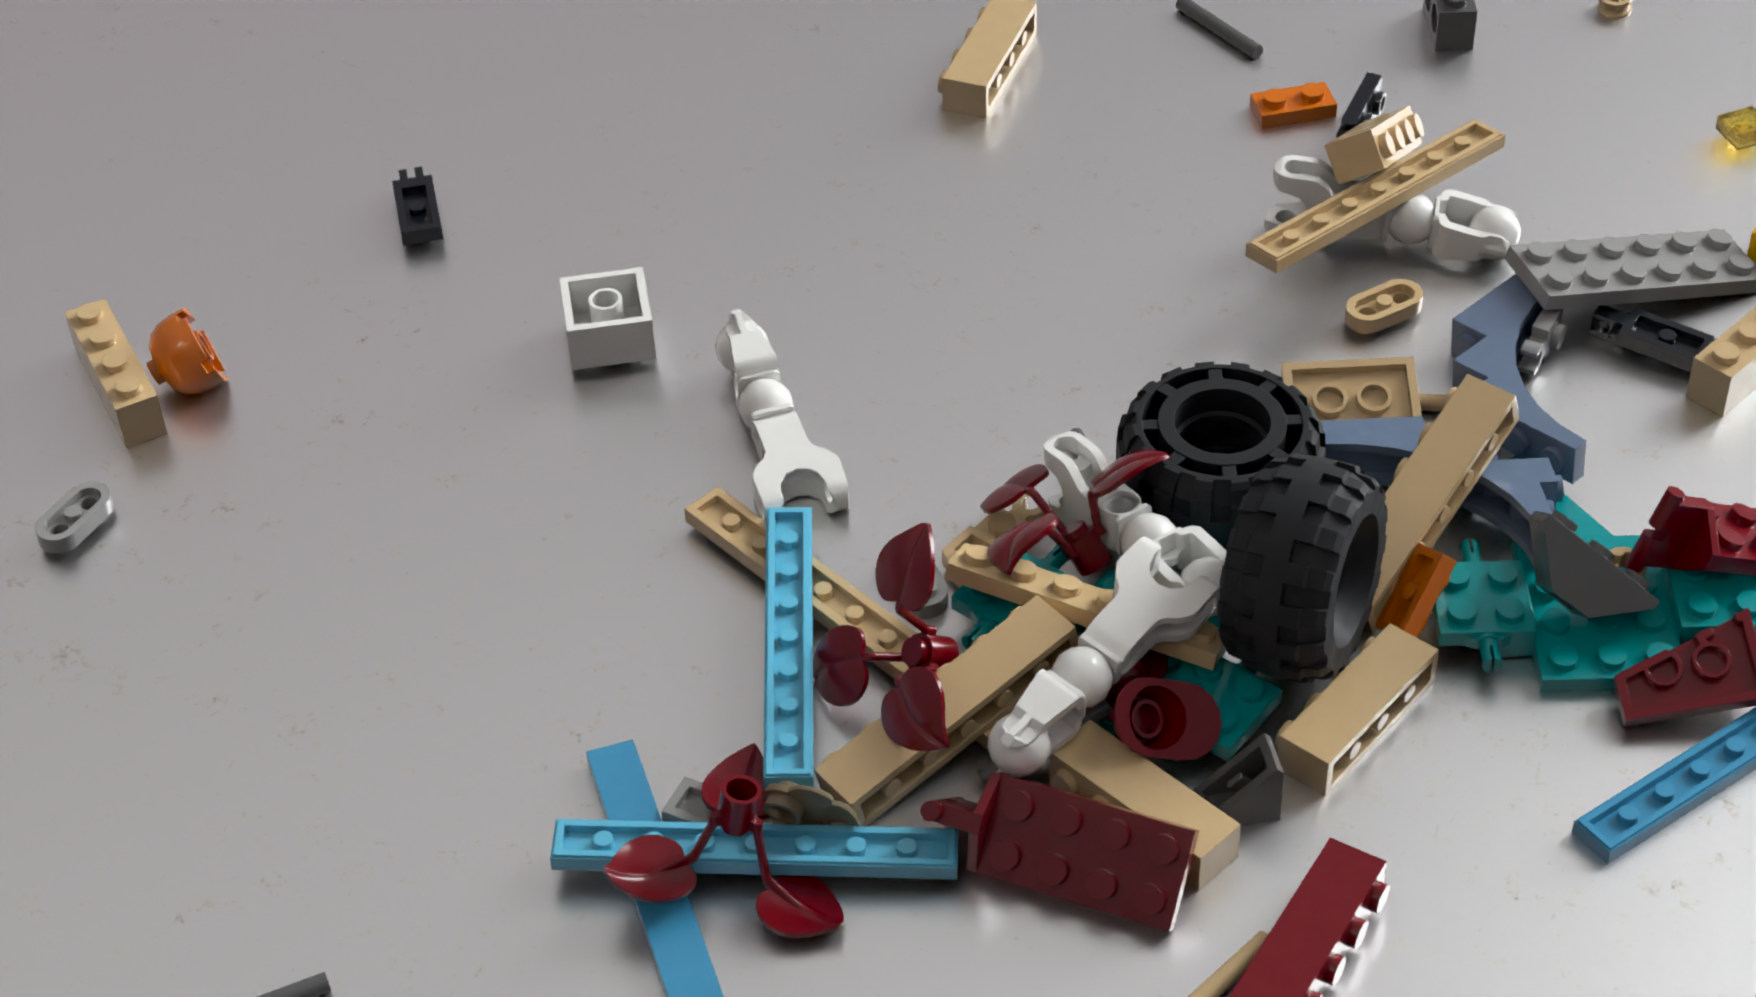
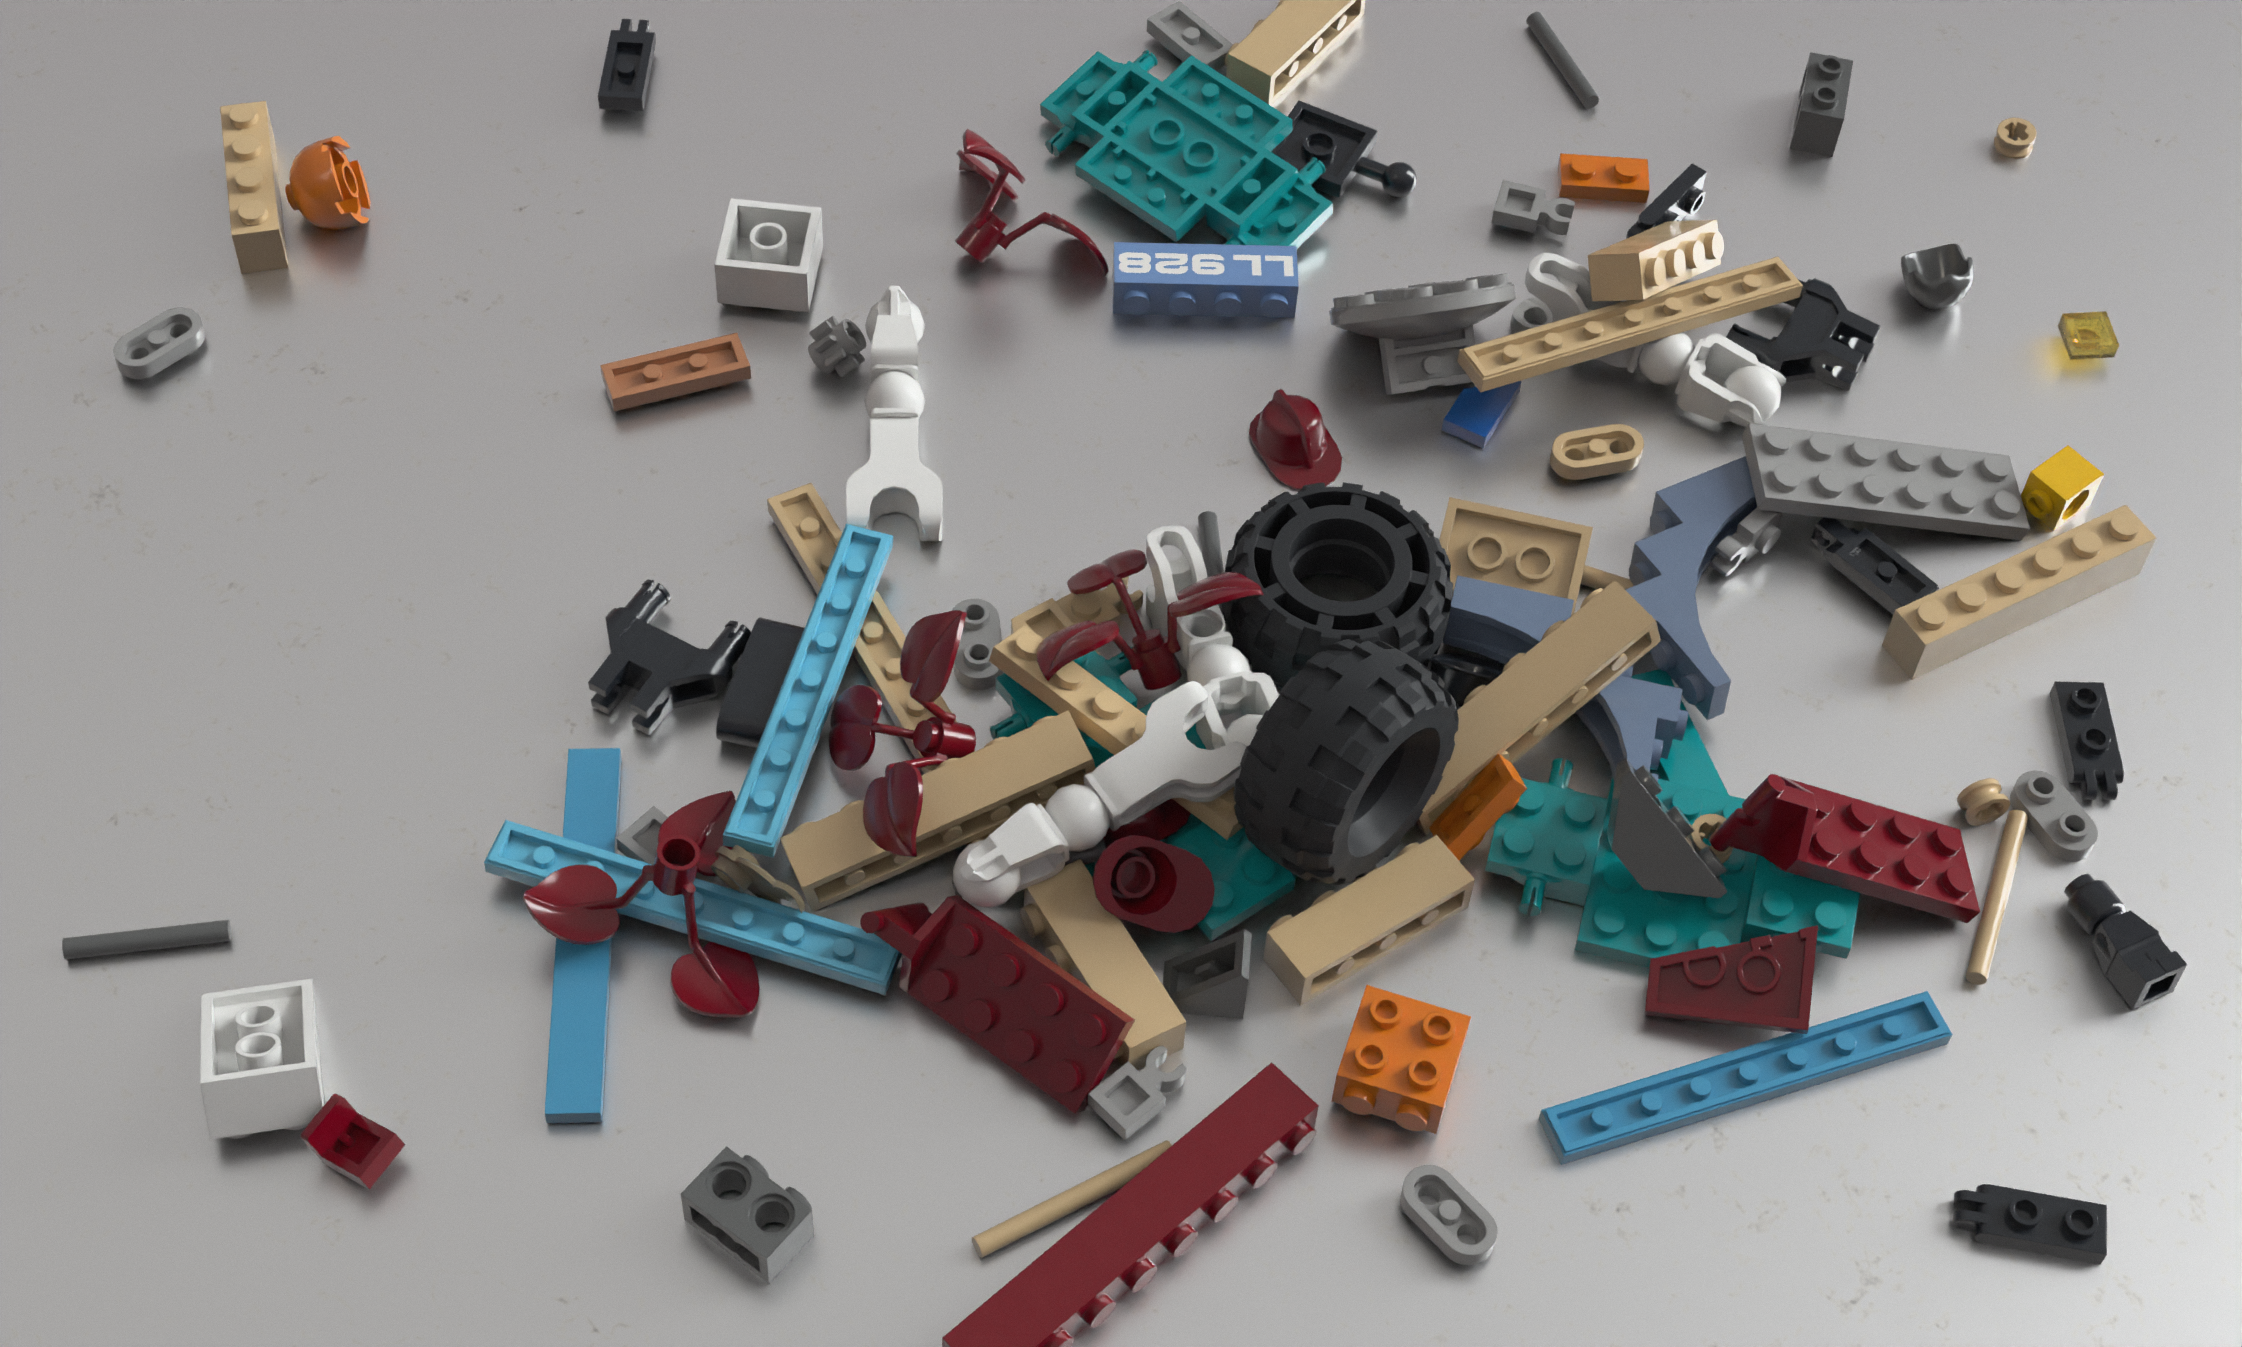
camera: 10 degrees right, 10 degrees up
(558, 430) = (675, 371): none -> nougat plate
(641, 663) = (658, 664): none -> black connector
(696, 376) = (837, 346): none -> light grey gear
(740, 656) = (757, 682): none -> black beam
(789, 254) = (986, 228): none -> dark red plant
(899, 78) = (1188, 35): none -> light grey plate
(938, 161) = (1186, 151): none -> teal piece
(993, 253) = (1204, 280): none -> medium blue brick
(1058, 137) = (1343, 151): none -> black plate
(1121, 356) = (1295, 442): none -> dark red piece
(1201, 241) = (1423, 326): none -> light grey bracket
(1216, 903) = (1133, 1096): none -> light grey plate
(1241, 140) = (1525, 207): none -> light grey plate
(1270, 300) = (1479, 413): none -> blue tile
(1438, 809) = (1400, 1060): none -> orange brick
(1528, 178) = (1817, 341): none -> black connector
(1534, 925) = (1451, 1216): none -> light grey plate
(1604, 112) = (1938, 276): none -> dark grey hair

